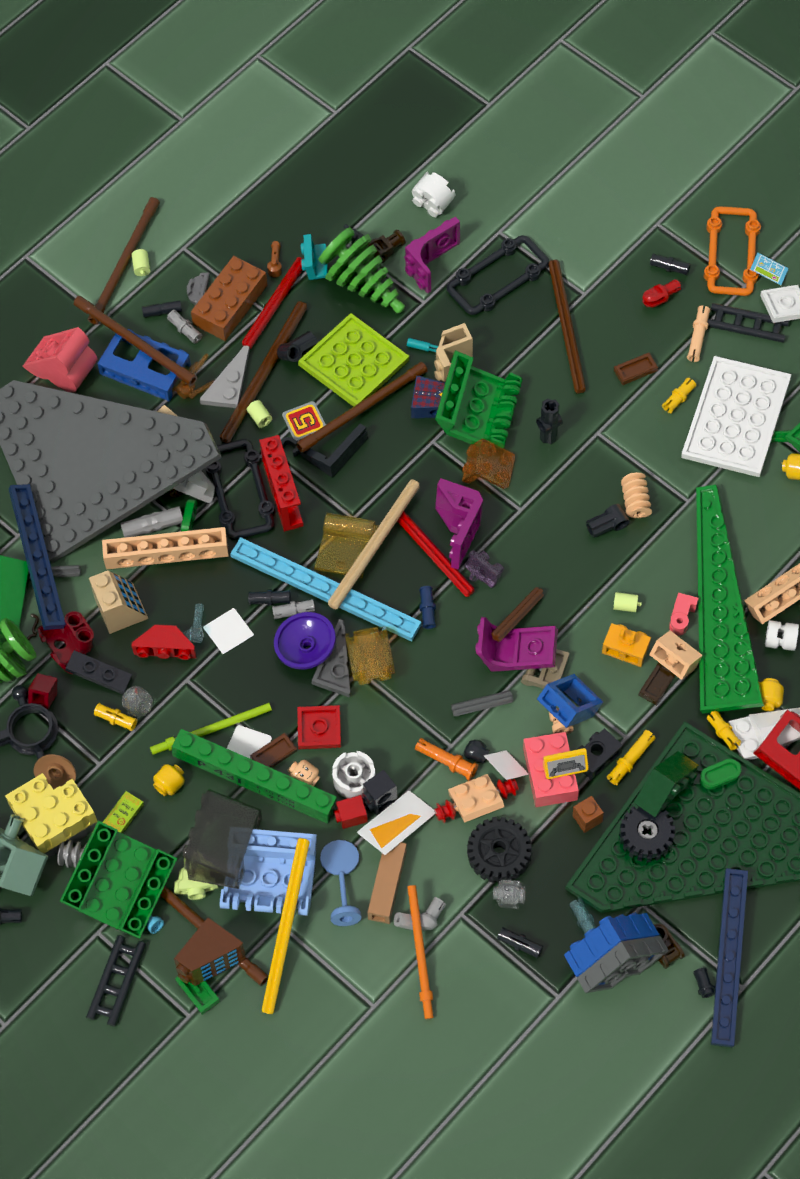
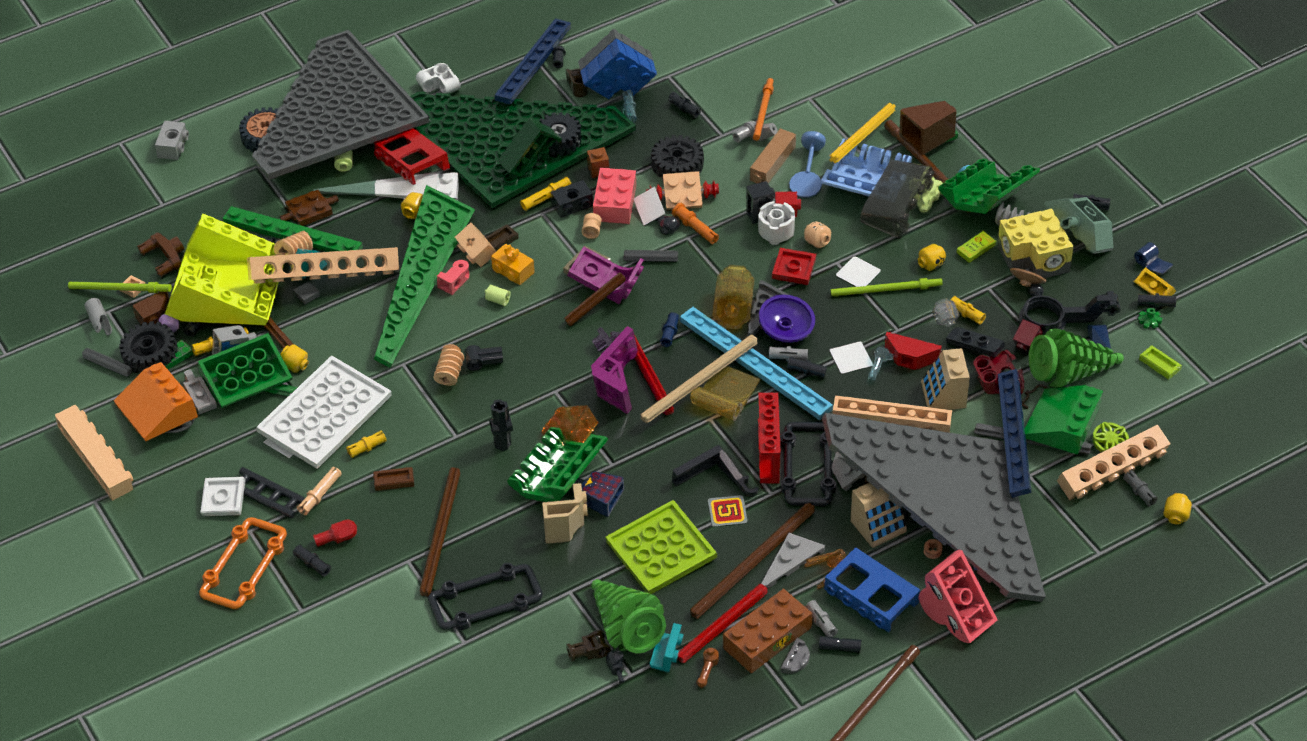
camera: 165 degrees left, 15 degrees down
(120, 993) = (1002, 139): black bar -> none
(140, 262) = (850, 694): yellowish green piece -> none
(181, 372) = (916, 641): reddish brown piece -> none
(254, 776) = (862, 238): green brick -> none
(259, 413) = (769, 518): yellowish green piece -> none
(274, 751) = (838, 260): reddish brown tile -> none
(298, 347) = (718, 564): black piece -> none
(312, 439) = (611, 519): reddish brown piece -> none
(396, 822) = (735, 196): white sticker -> none
(421, 345) = (596, 551): teal pin -> none
(428, 248) = (546, 620): magenta bracket -> none
(432, 194) = (519, 677): white brick -> none
(509, 894) = (680, 126): clear head -> none
(565, 763) = (603, 176): slope -> none
(568, 712) = (587, 234): blue window -> none
(720, 774) = (481, 161): green tile -> none
(724, 730) = (463, 190): yellow pin -> none
(769, 268) = (219, 532): sticker -> none
(789, 635) = (379, 238): white wheel -> none

